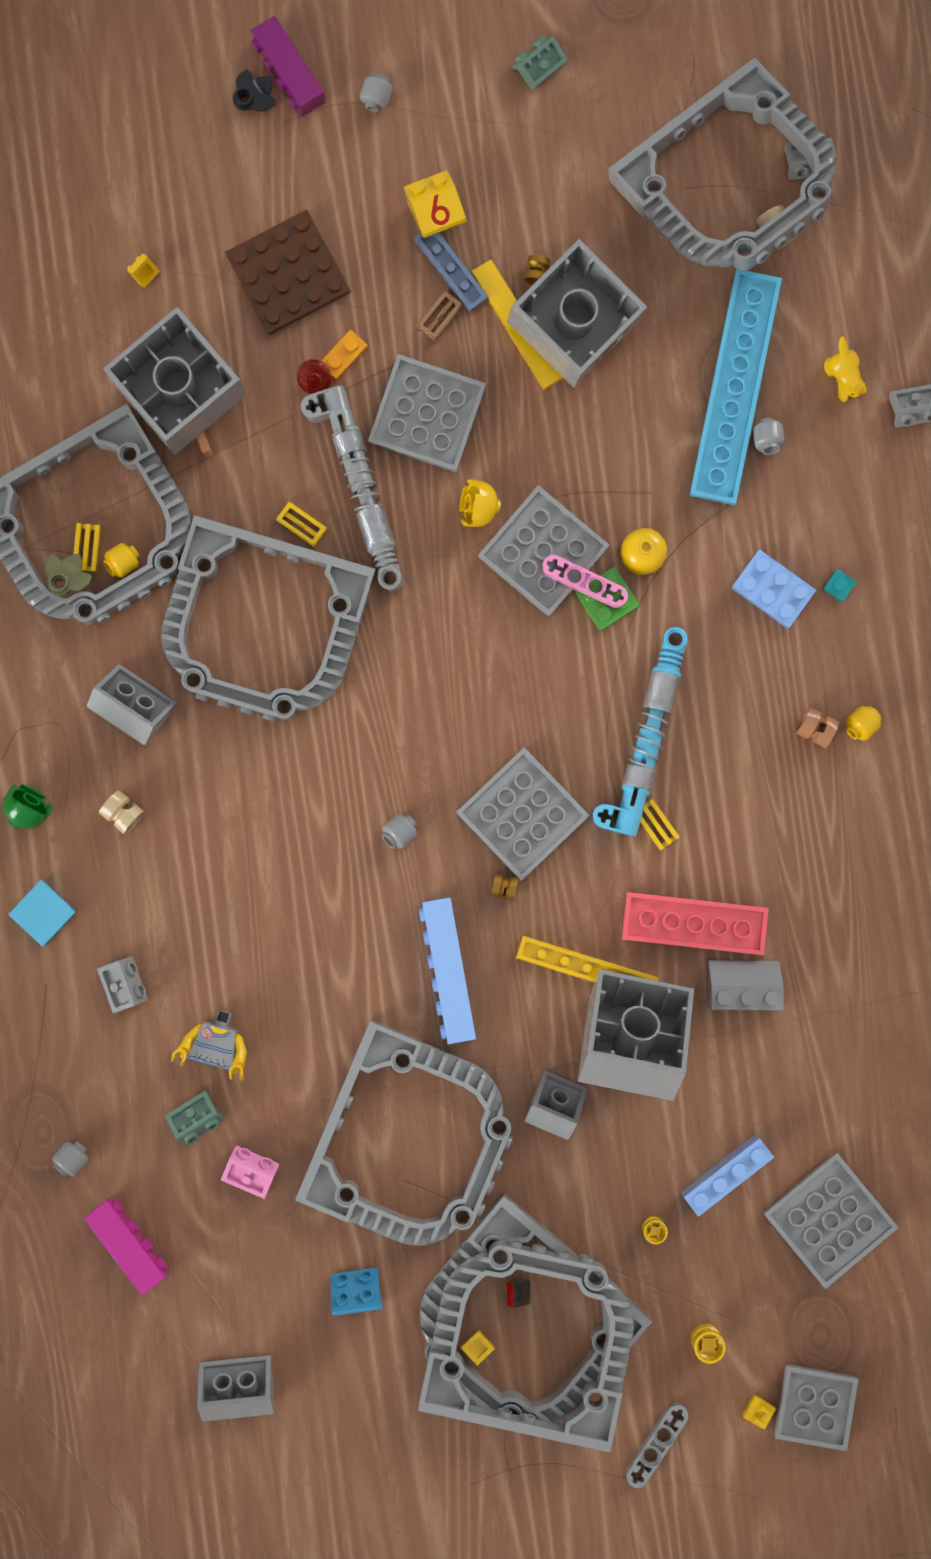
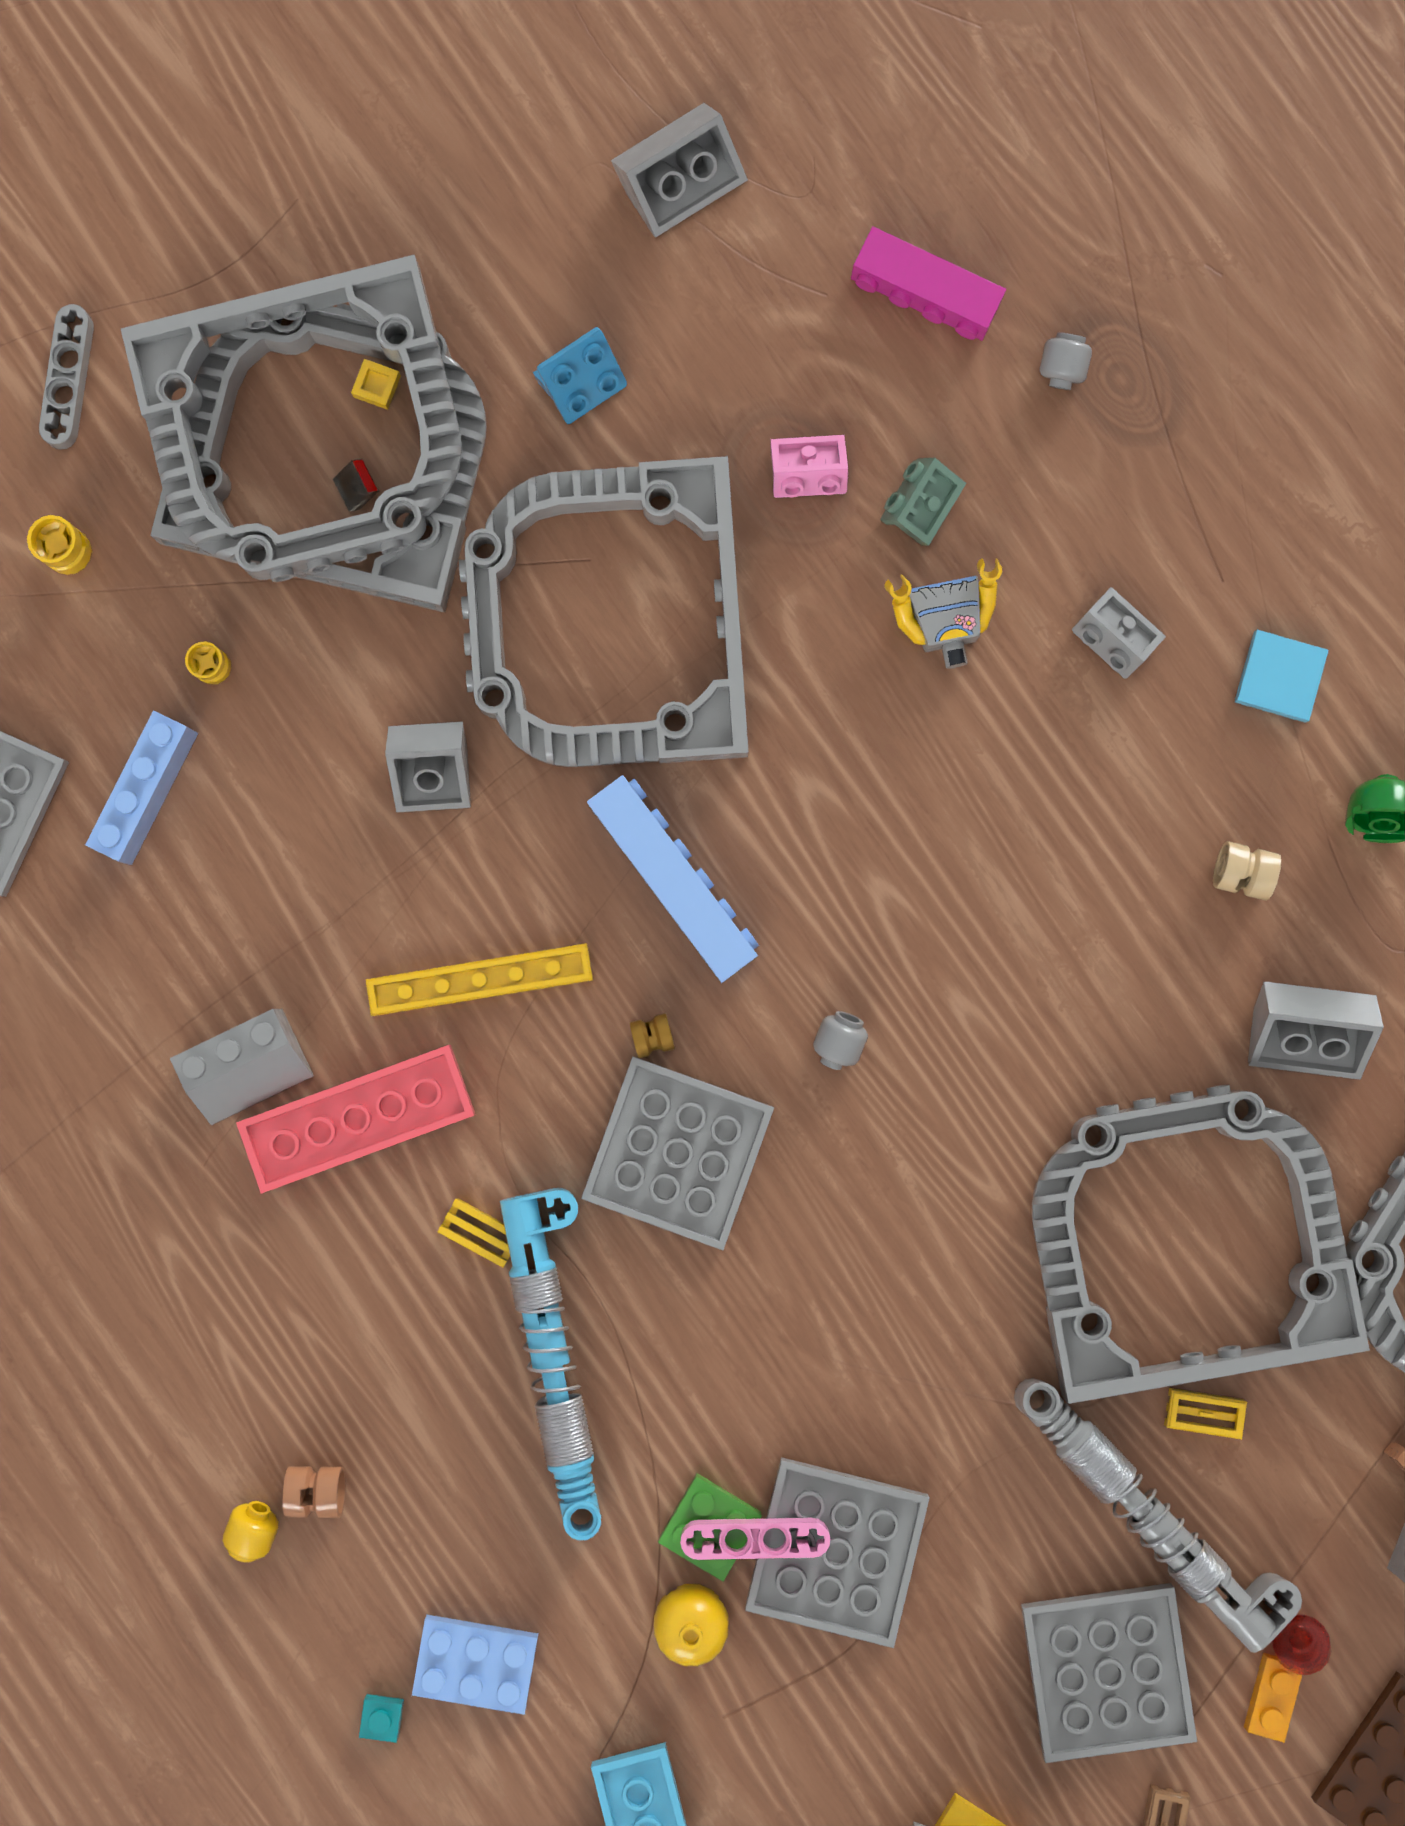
camera: 160 degrees right, 0 degrees up
(479, 504) = (966, 1575): yellow cylinder -> none
(636, 1035) = (359, 919): light grey brick -> none

